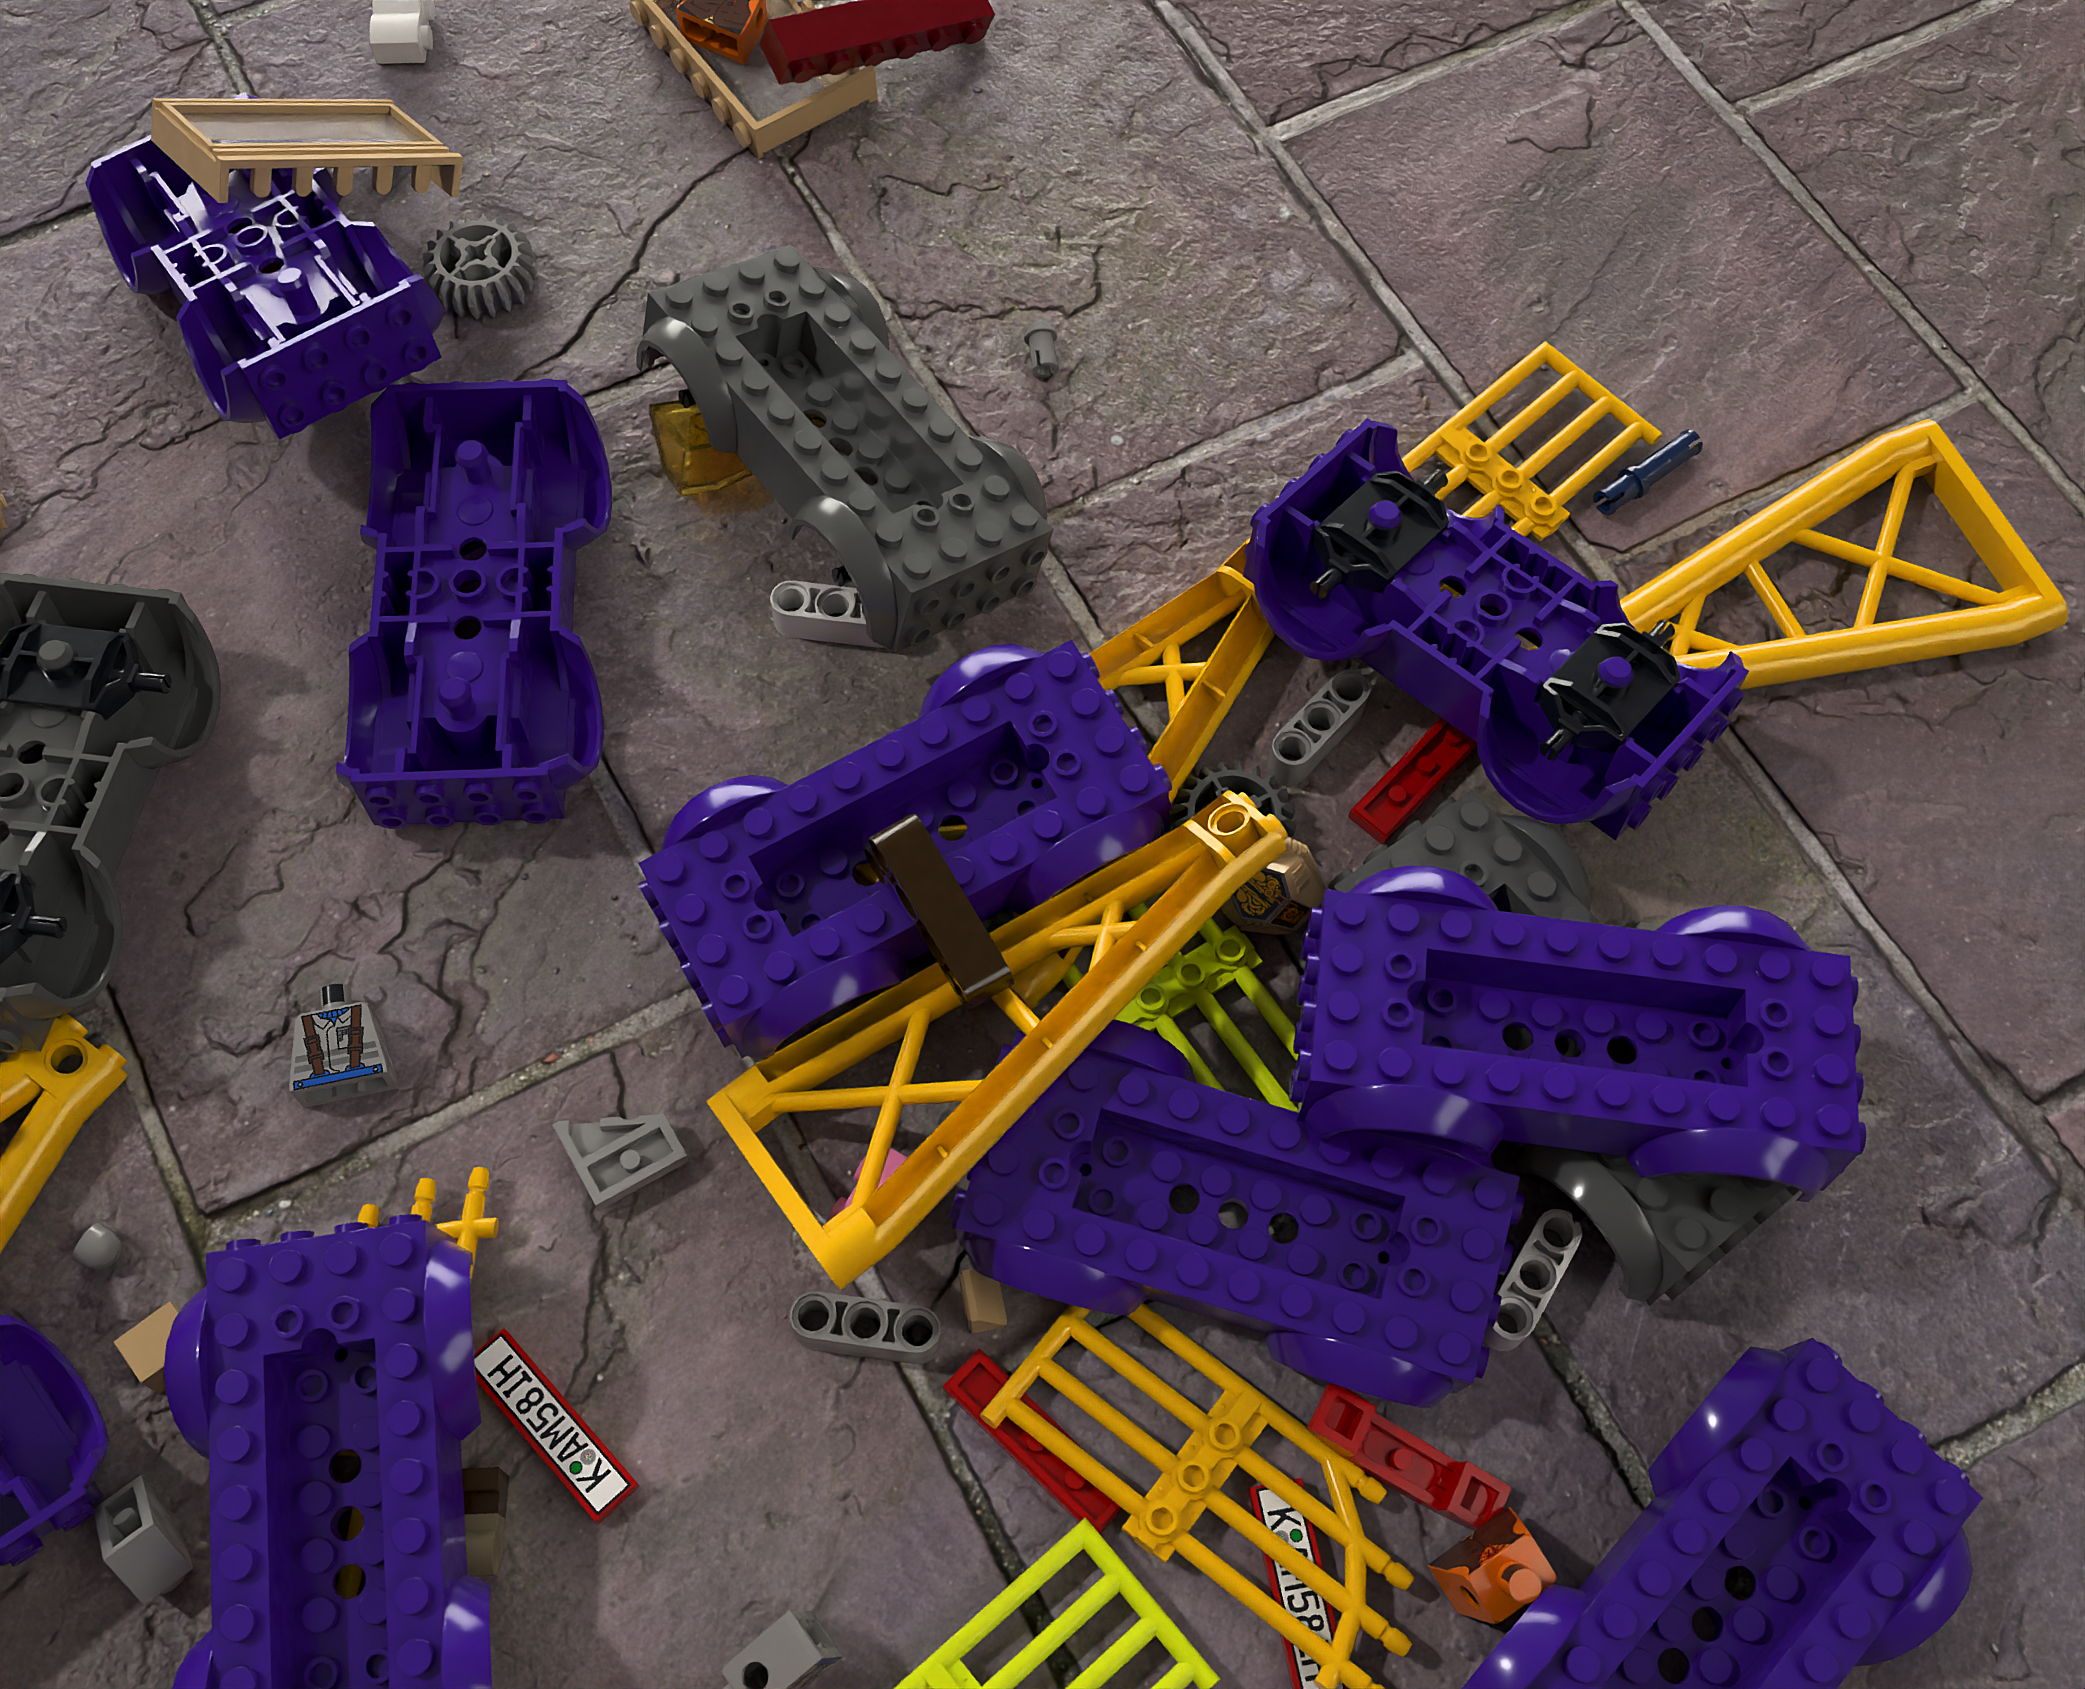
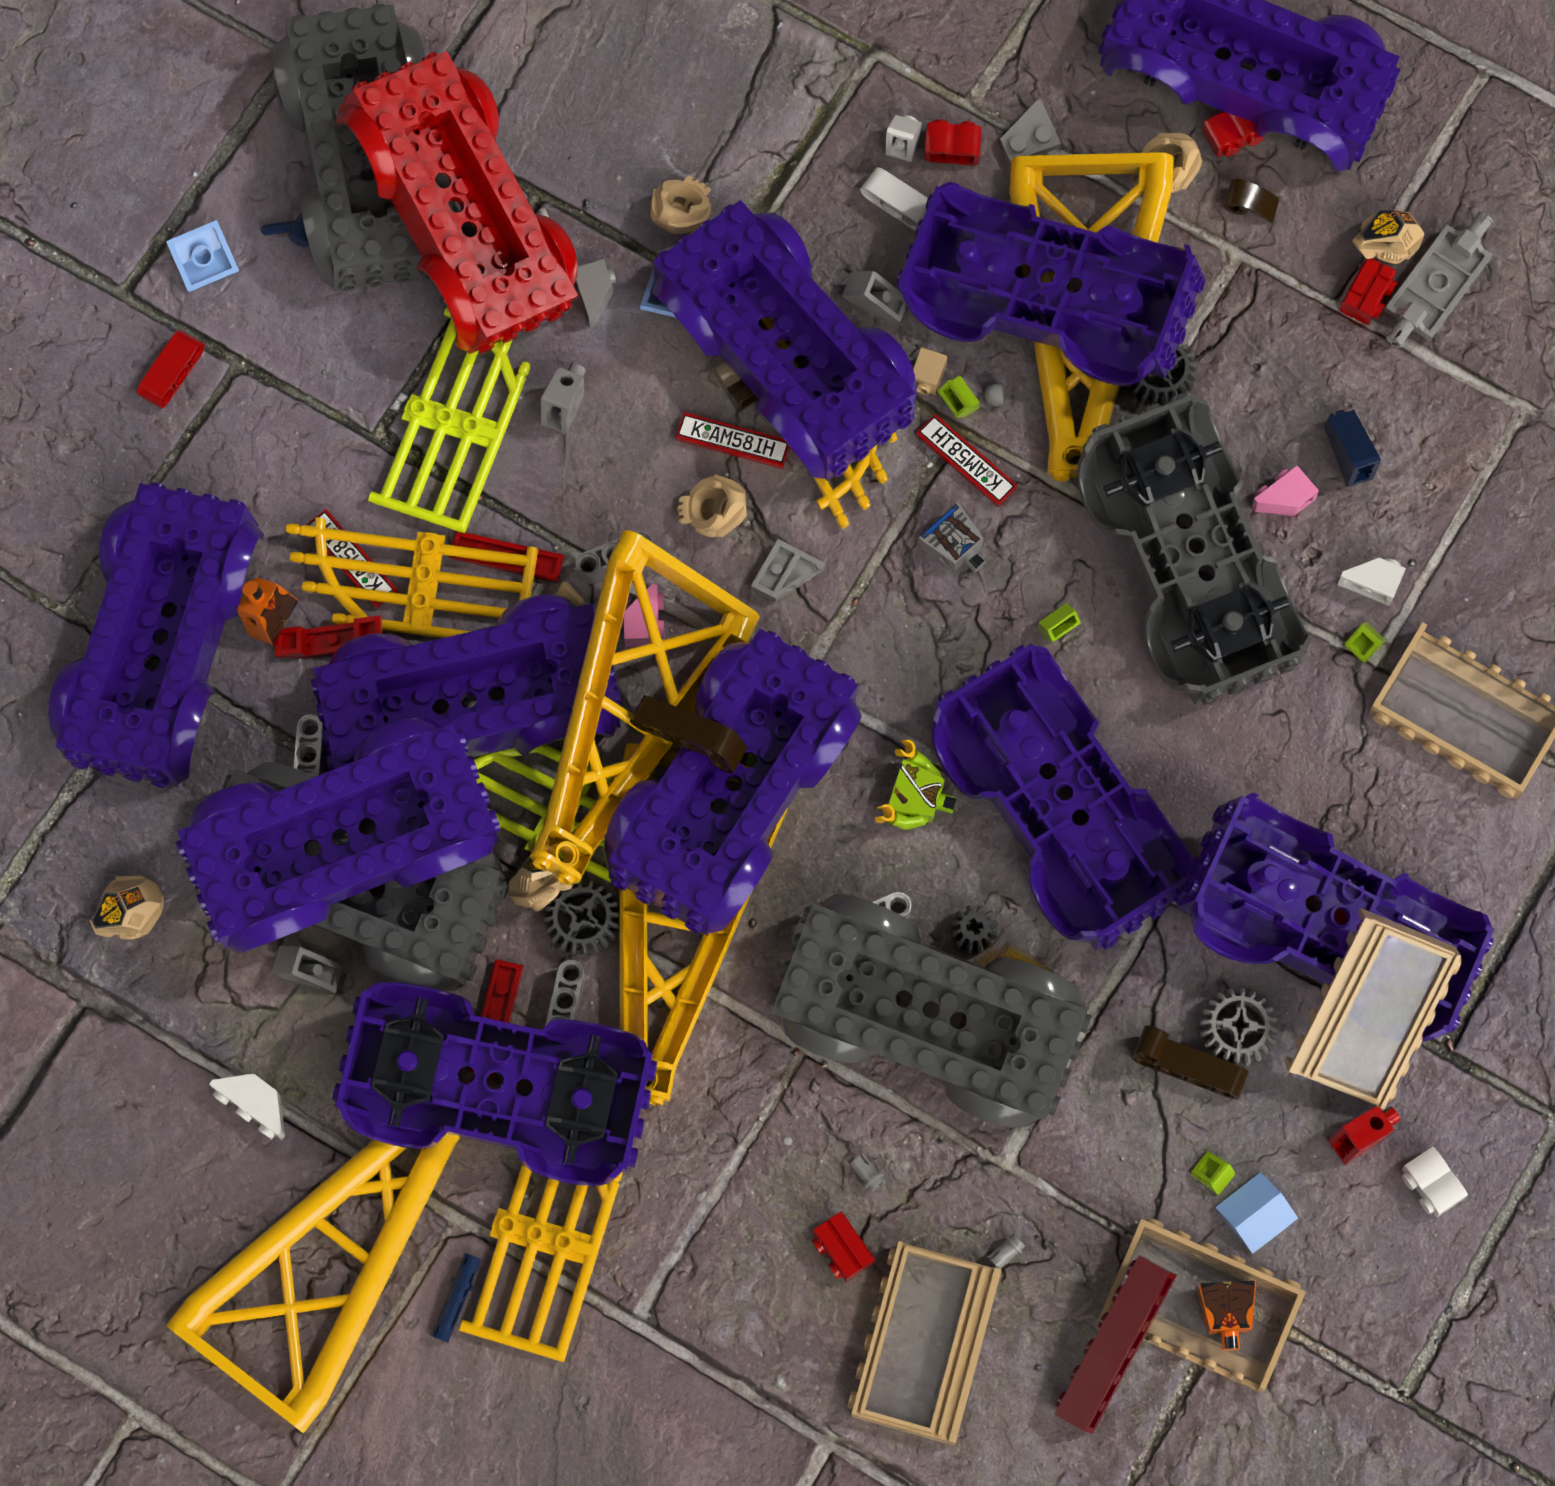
camera: 155 degrees right, 10 degrees up
(153, 1275) = (959, 397): none -> lime piece
(224, 1160) = (966, 460): none -> tile
(292, 852) = (1055, 619): none -> lime piece
(436, 90) = (1364, 1133): none -> red torso
(588, 276) = (1188, 1064): none -> dark brown beam
(618, 102) = (1256, 1212): none -> light blue slope
(635, 158) = (1213, 1172): none -> lime slope
(657, 1311) = (713, 506): none -> tan helmet
(666, 730) = (916, 792): none -> lime torso
(713, 532) = (967, 937): none -> dark grey gear
(932, 195) = (1006, 1251): none -> light grey pin
(1089, 156) = (924, 1343): none -> window
(1126, 287) = (843, 1247): none -> red brick
(1831, 833) = (253, 1101): none -> white slope
(1923, 1201) = (128, 908): none -> tan helmet

